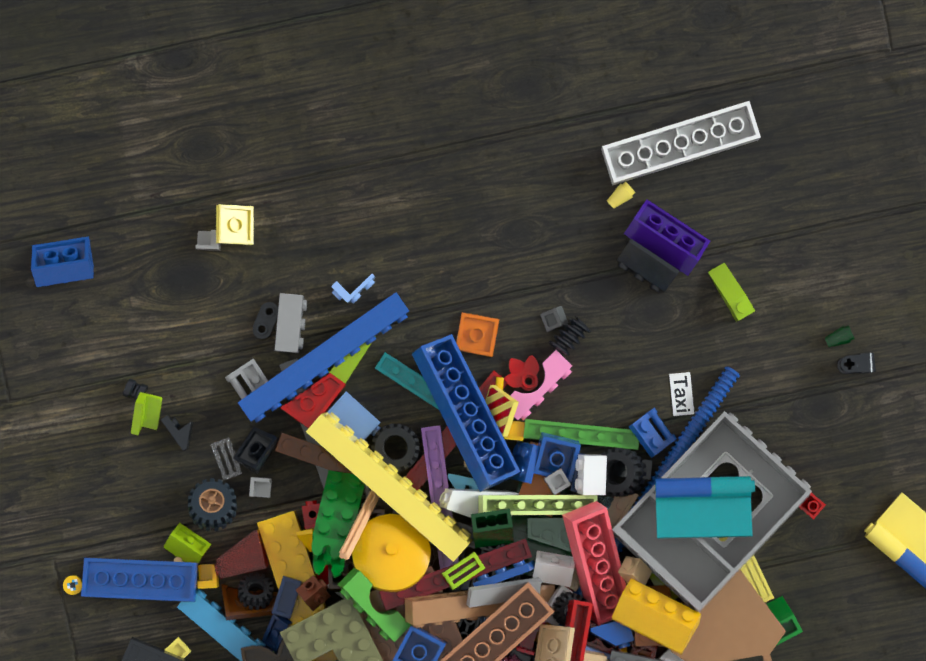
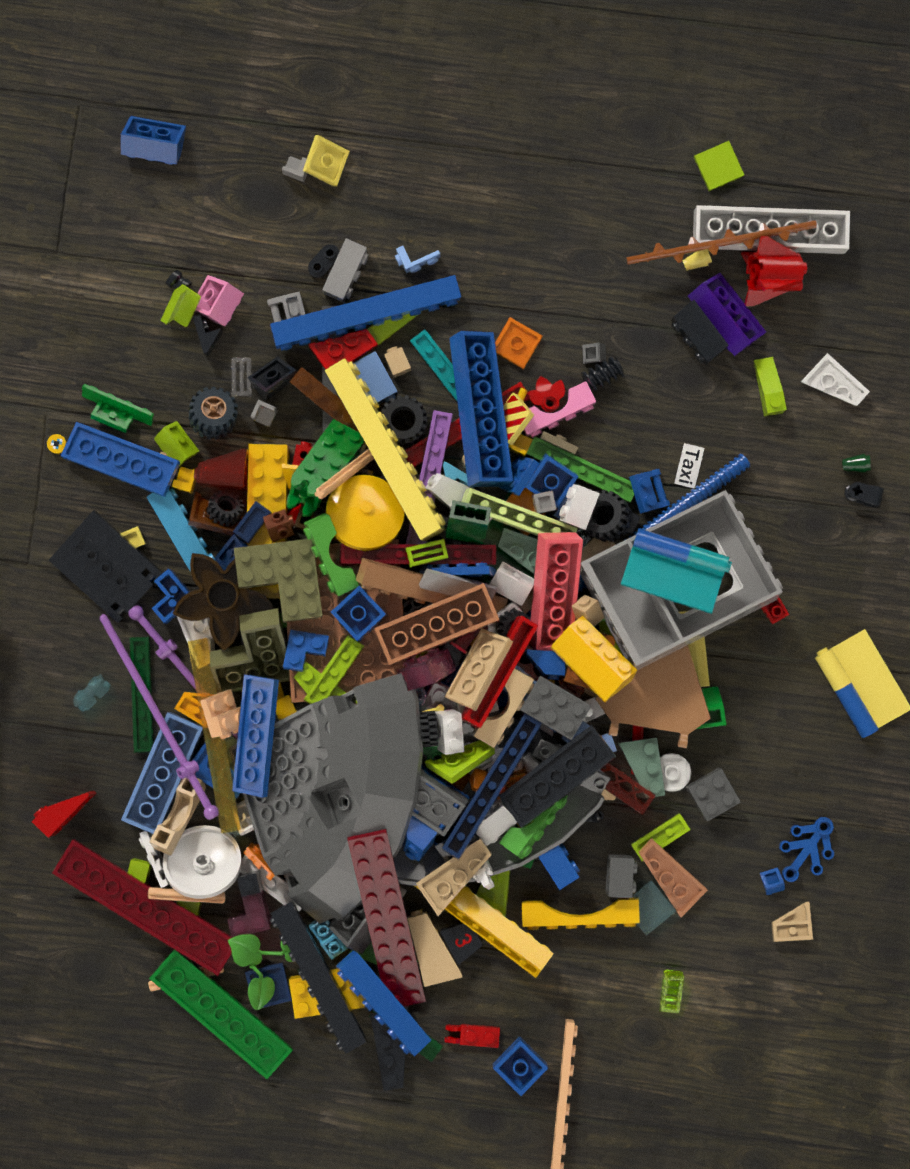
camera: 15 degrees right, 0 degrees up
(117, 535) = (115, 411): none -> green bracket
(178, 394) = (218, 300): none -> bright pink slope
(369, 392) = (397, 361): none -> tan brick
(550, 415) = (560, 442): none -> dark tan plate
(609, 97) = (719, 166): none -> lime tile
(632, 179) = (713, 246): none -> dark orange plant
(696, 183) = (772, 271): none -> red brick
(792, 265) = (835, 381): none -> white wing

